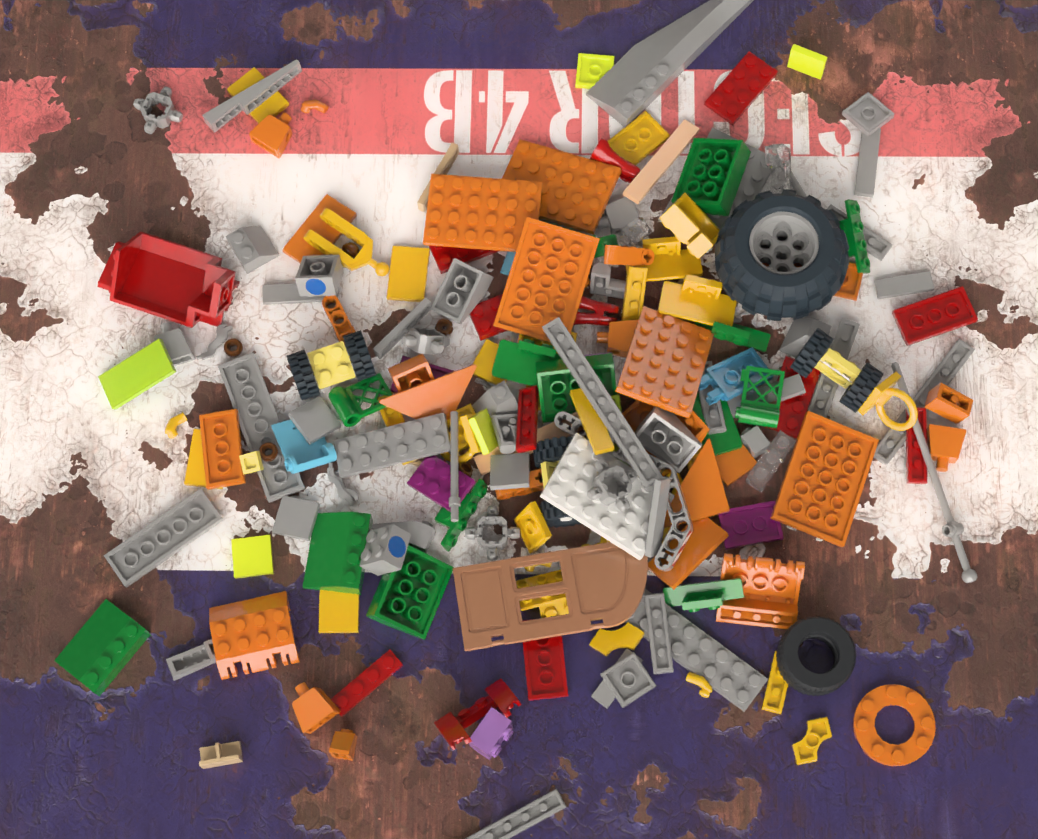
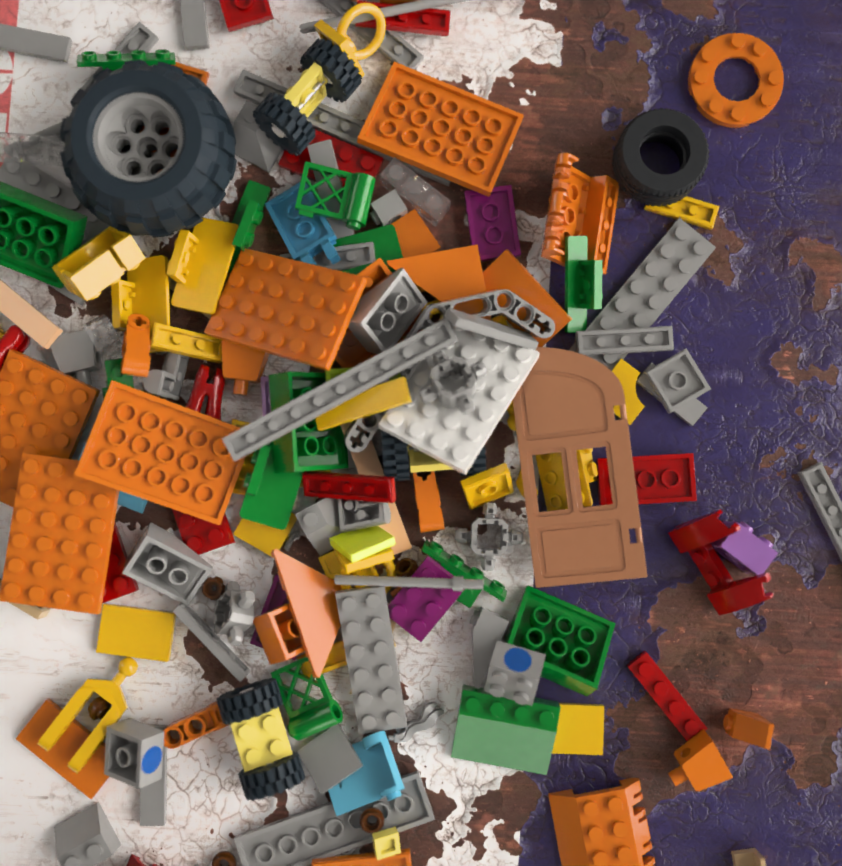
camera: 95 degrees left, 15 degrees up
(252, 556) = (503, 837): neon yellow tile -> none
(296, 518) = (457, 782): light grey tile -> none
(510, 471) = (416, 512): light grey tile -> none
(699, 680) = (680, 295): yellow arm -> none
(806, 749) = (759, 180): yellow tile -> none

